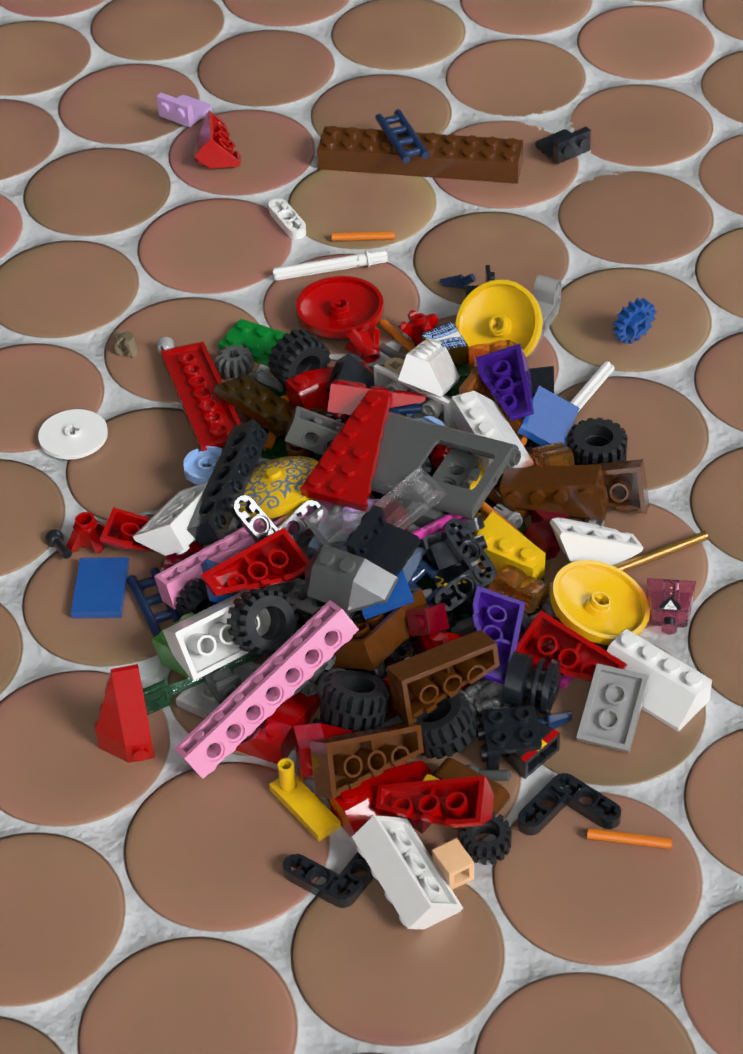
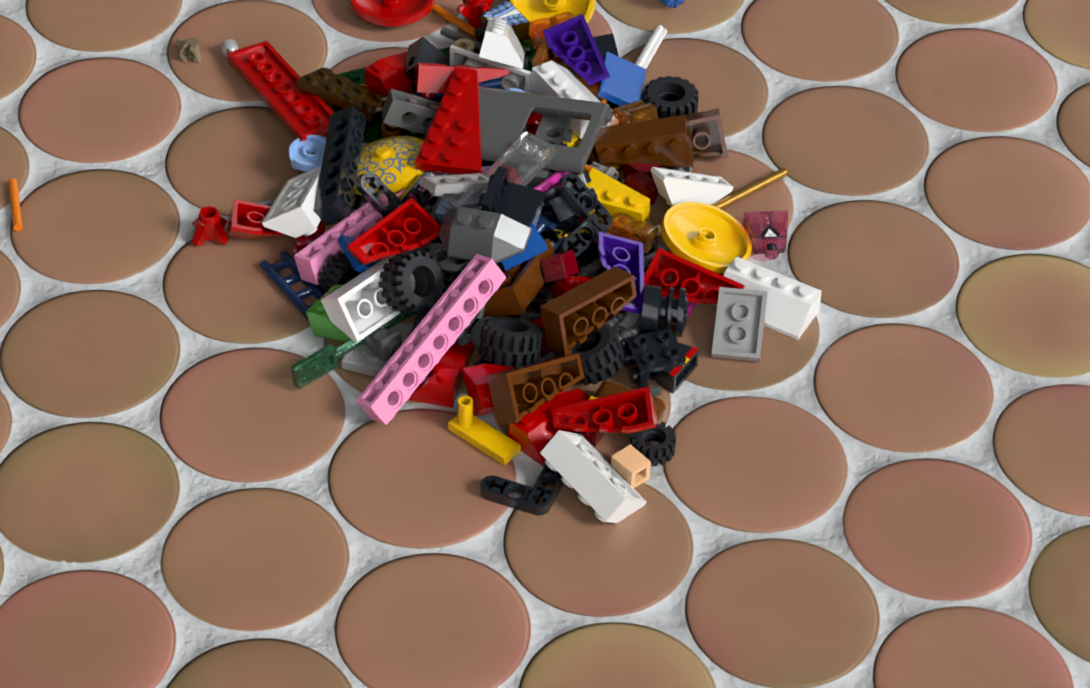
camera: 15 degrees left, 0 degrees up
(55, 539) = (177, 235): black bar -> none
(73, 434) = (163, 139): white piece -> none
(100, 587) = (236, 274): blue tile -> none
(123, 717) = (306, 380): red wedge -> none
(234, 361) = (303, 56): dark grey gear -> none
(252, 336) = (319, 38): green plate -> none
(266, 380) = (341, 70): dark grey bar -> none
(296, 354) = (369, 43): black tyre -> none
(328, 518) = (455, 183): none -> light grey plate
(364, 343) = (426, 27): red rock -> none
(556, 720) = (691, 340): dark blue bar -> none
(564, 797) = (709, 399): black beam -> none
(629, 838) = (776, 429): orange bar -> none

